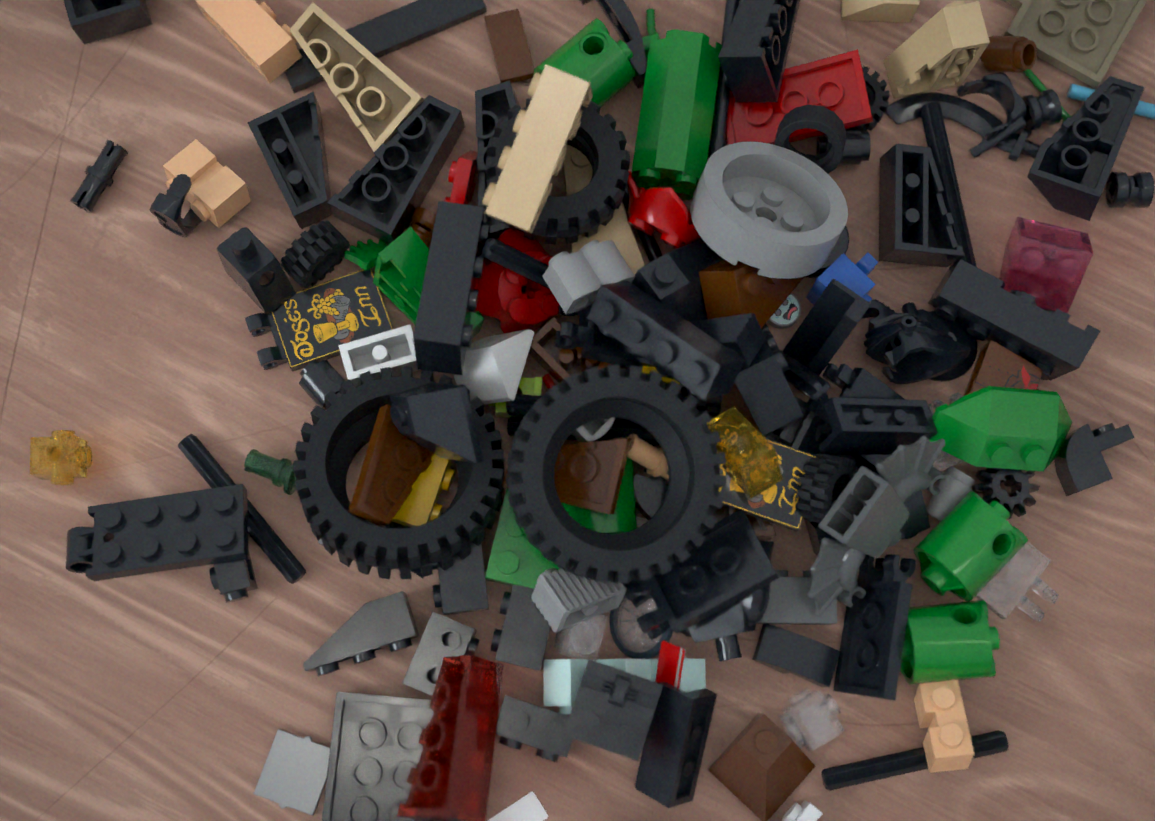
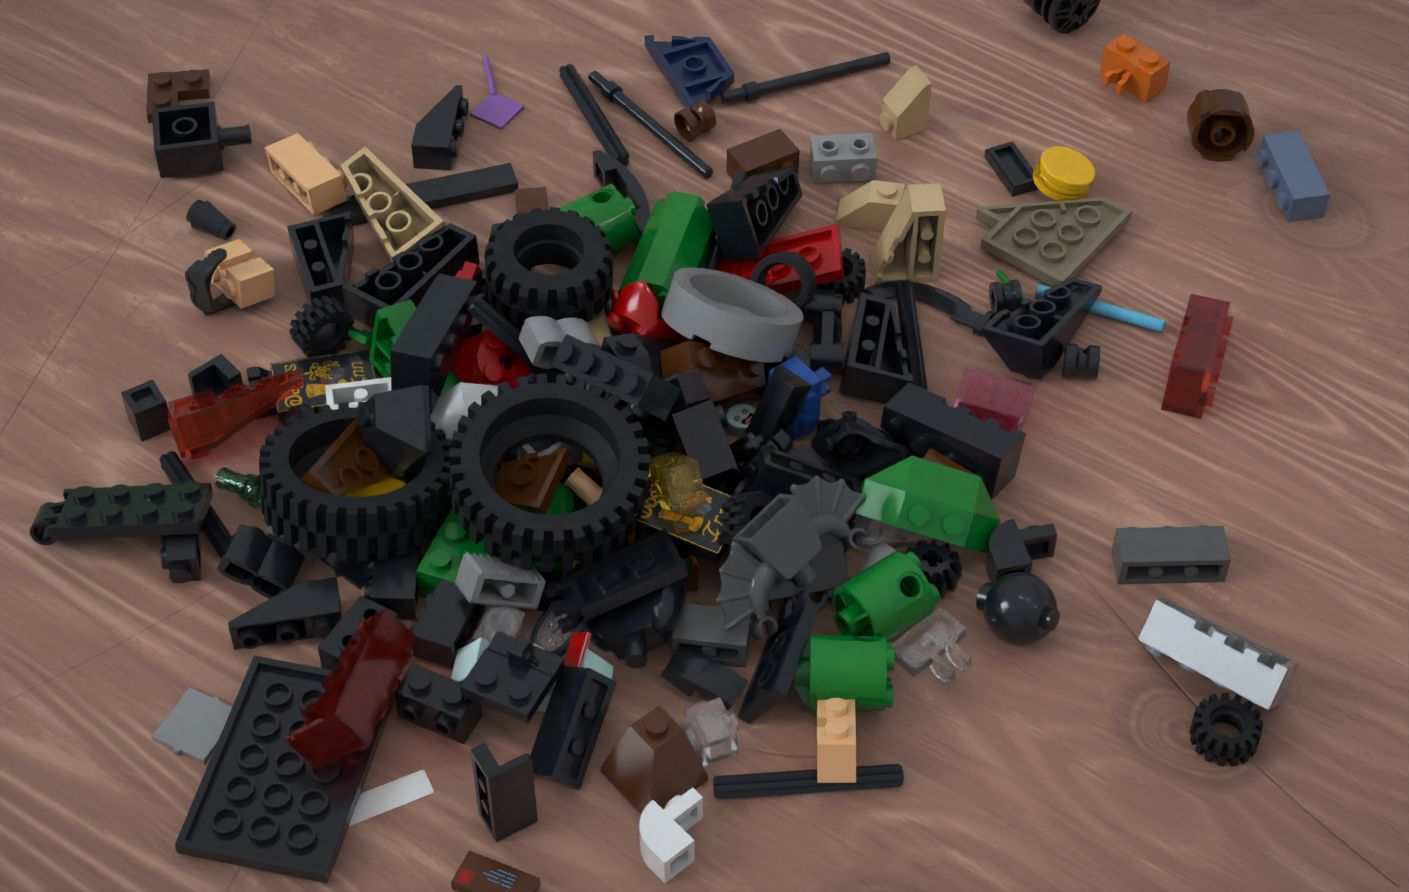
camera: 10 degrees right, 30 degrees down
(59, 457) = (49, 451): clear yellow brick -> none
(99, 176) = (146, 265): black pin -> none
(149, 386) = (146, 410): none -> black panel
(155, 104) = (210, 220): none -> black cone
(216, 338) = (214, 375): none -> black panel
(226, 389) = (208, 420): none -> clear red wedge
(246, 261) = (264, 329): black torso -> none
(316, 577) = (260, 562): none -> black brick
(538, 148) = (531, 226): tan wedge -> none
(858, 190) = (826, 347): none -> black piece
(1000, 88) = (966, 278): black helmet -> none
(1009, 54) = (979, 252): reddish brown brick -> none
(1105, 537) = (1018, 608): none -> black brick

